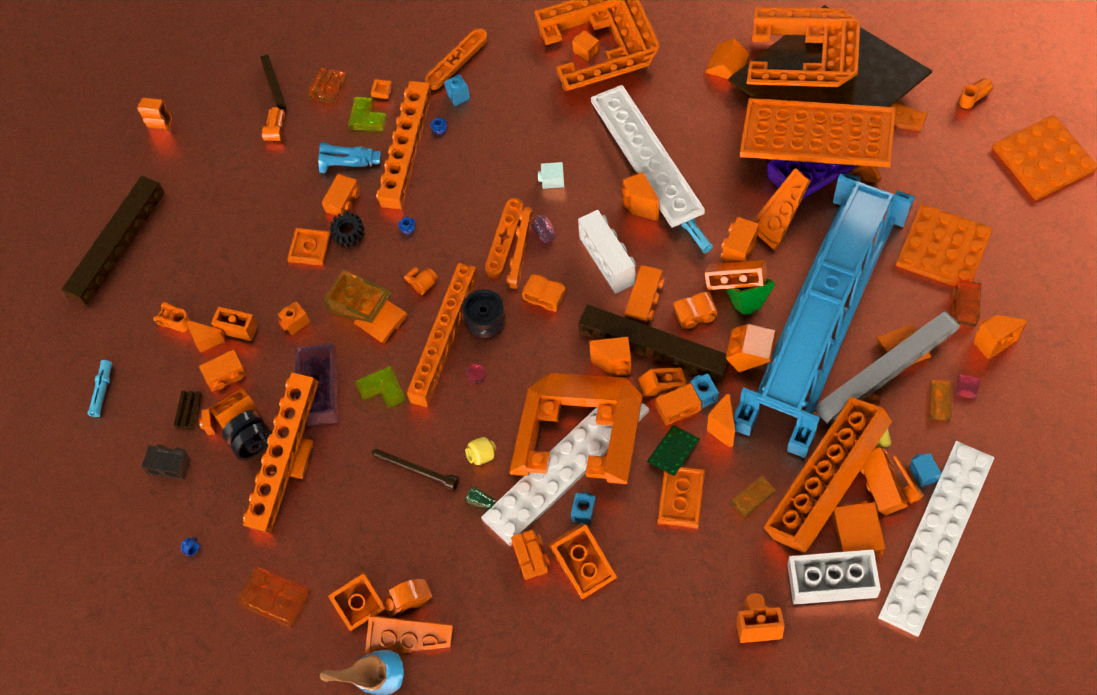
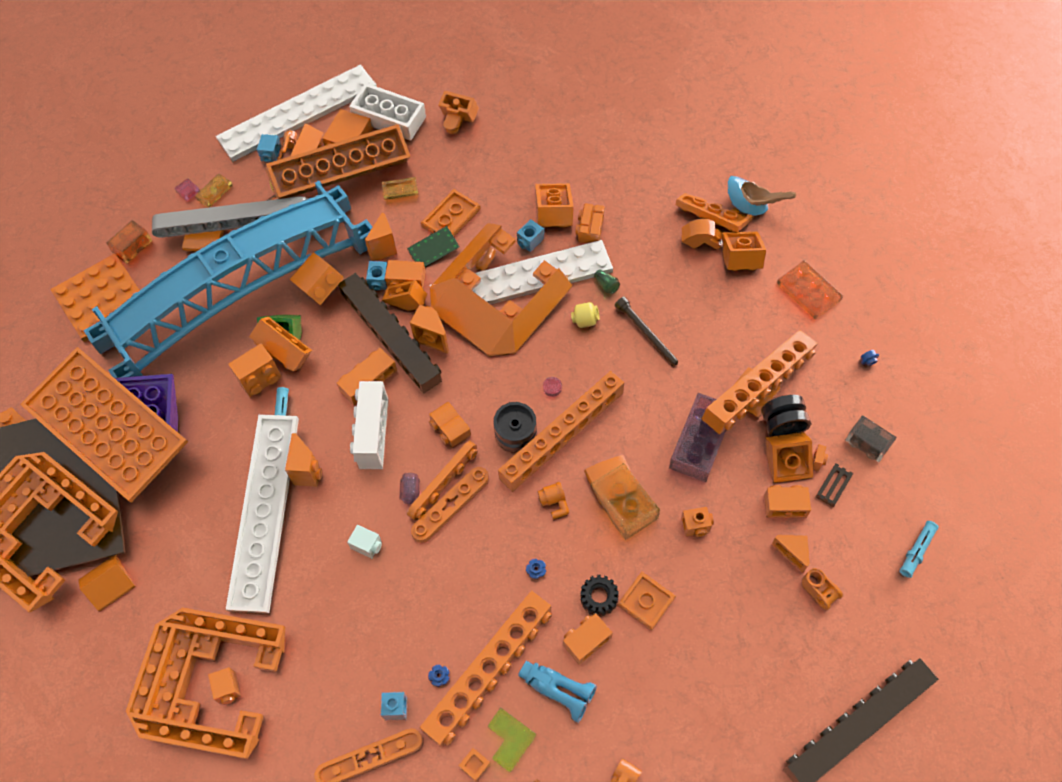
camera: 155 degrees left, 0 degrees up
(235, 323) = (759, 540): orange brick -> none
(384, 383) = (640, 421): clear neon green plate -> none
(695, 310) = (335, 342): orange brick -> none
(780, 209) = (203, 380): orange wing -> none
(998, 334) = (133, 200): orange slope -> none

